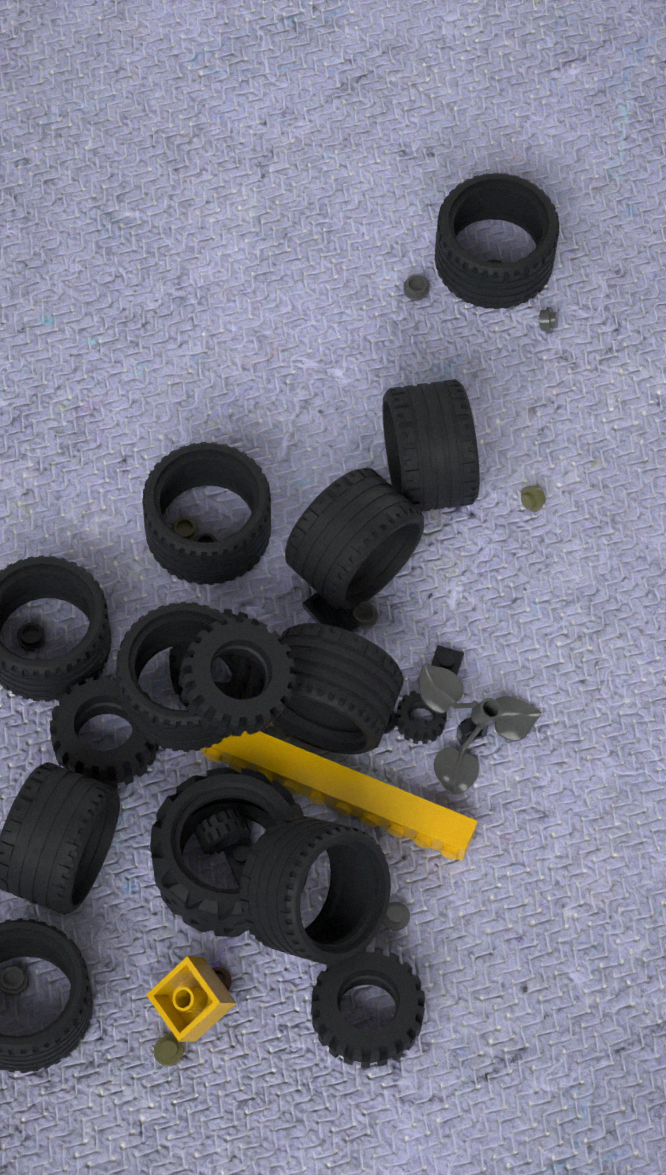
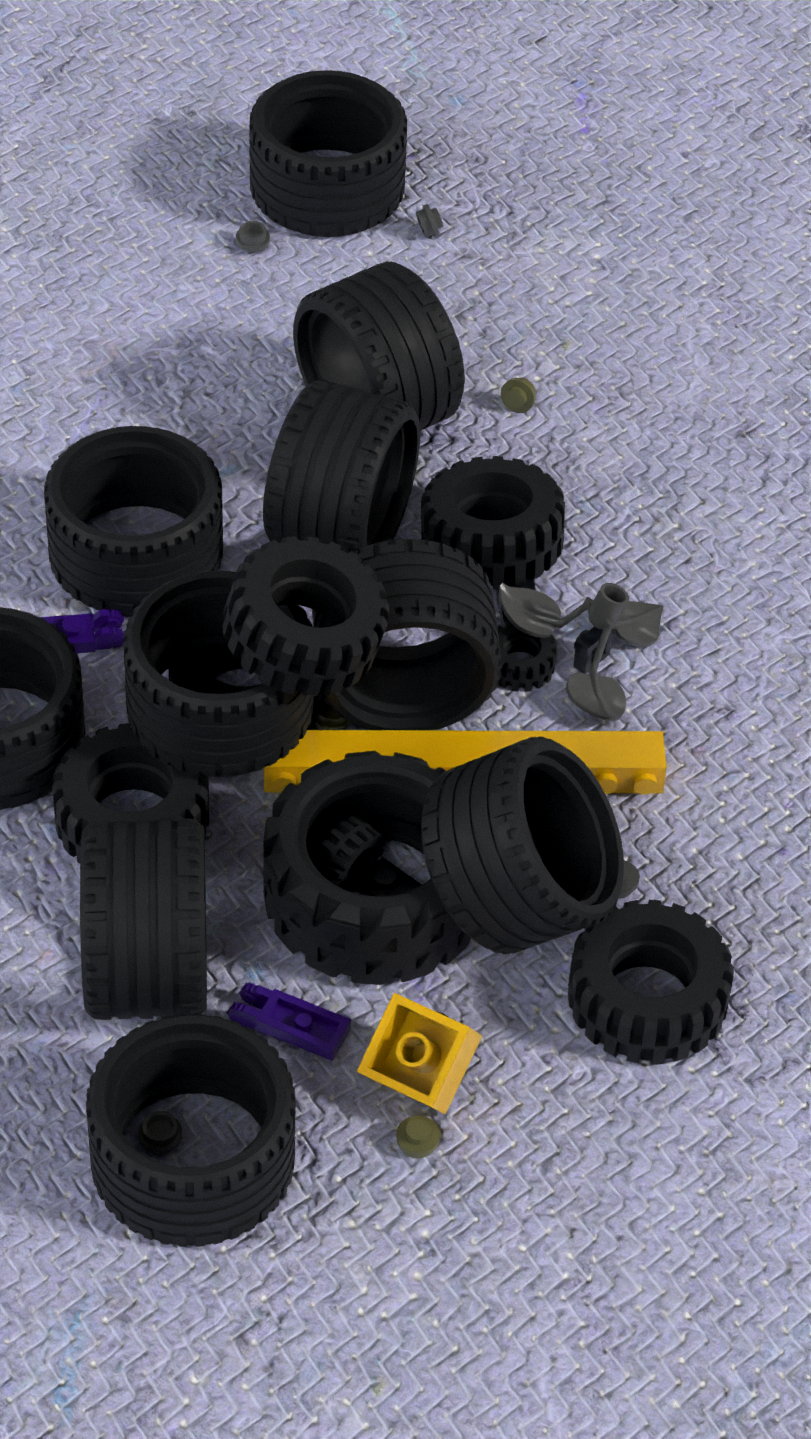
camera: 25 degrees left, 15 degrees down
(131, 578) = (81, 630): none -> dark purple hinge
(132, 936) = (291, 1020): none -> dark purple hinge
(450, 635) = (498, 515): none -> black tyre

